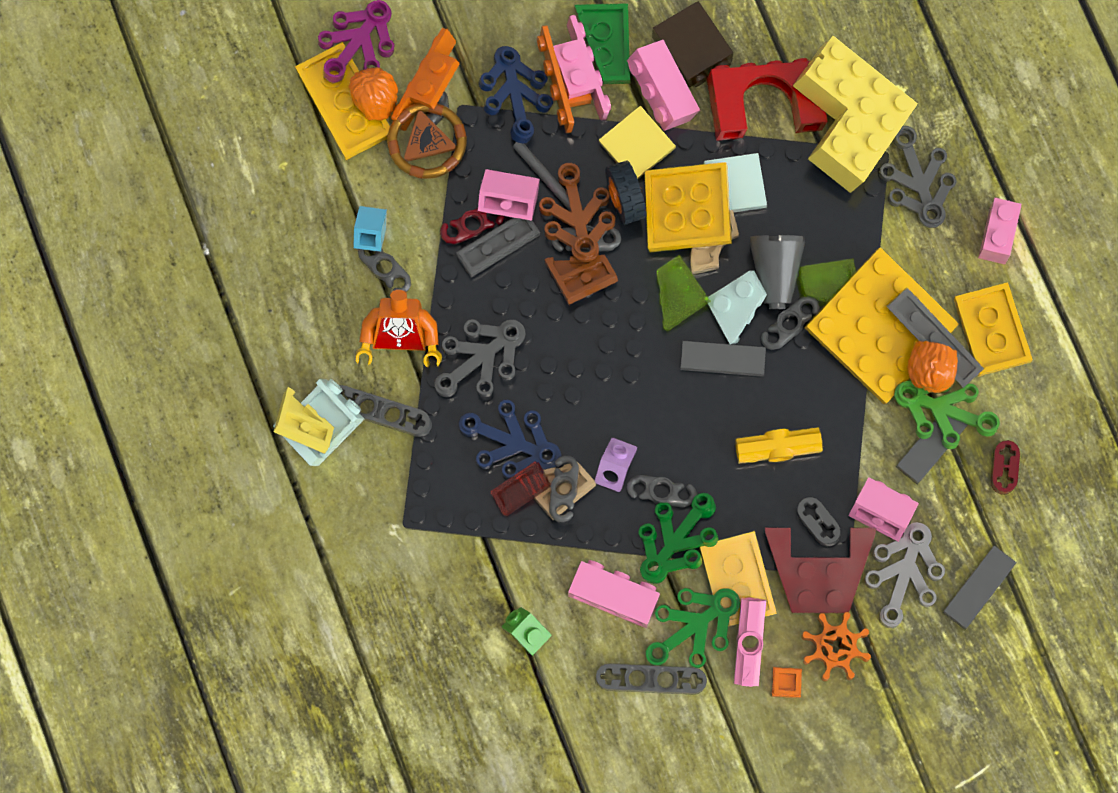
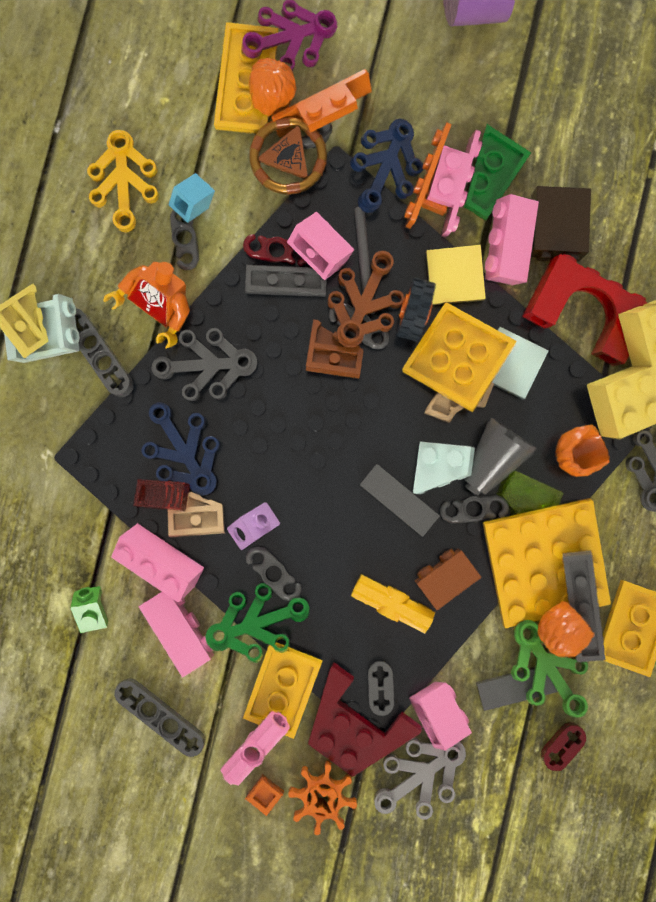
camera: 35 degrees right, 10 degrees up
(295, 252) = (121, 176): none -> yellow plant
(557, 545) = (157, 562): none -> bright pink brick
(569, 477) = (180, 525): dark grey piece -> none
(679, 292) = (402, 422): clear neon green wing -> none
(696, 623) = (222, 701): green plant -> none
(808, 393) = (447, 578): none -> dark orange brick
(843, 214) = (582, 451): none -> orange hair
(979, 587) = (472, 828): dark grey tile -> none

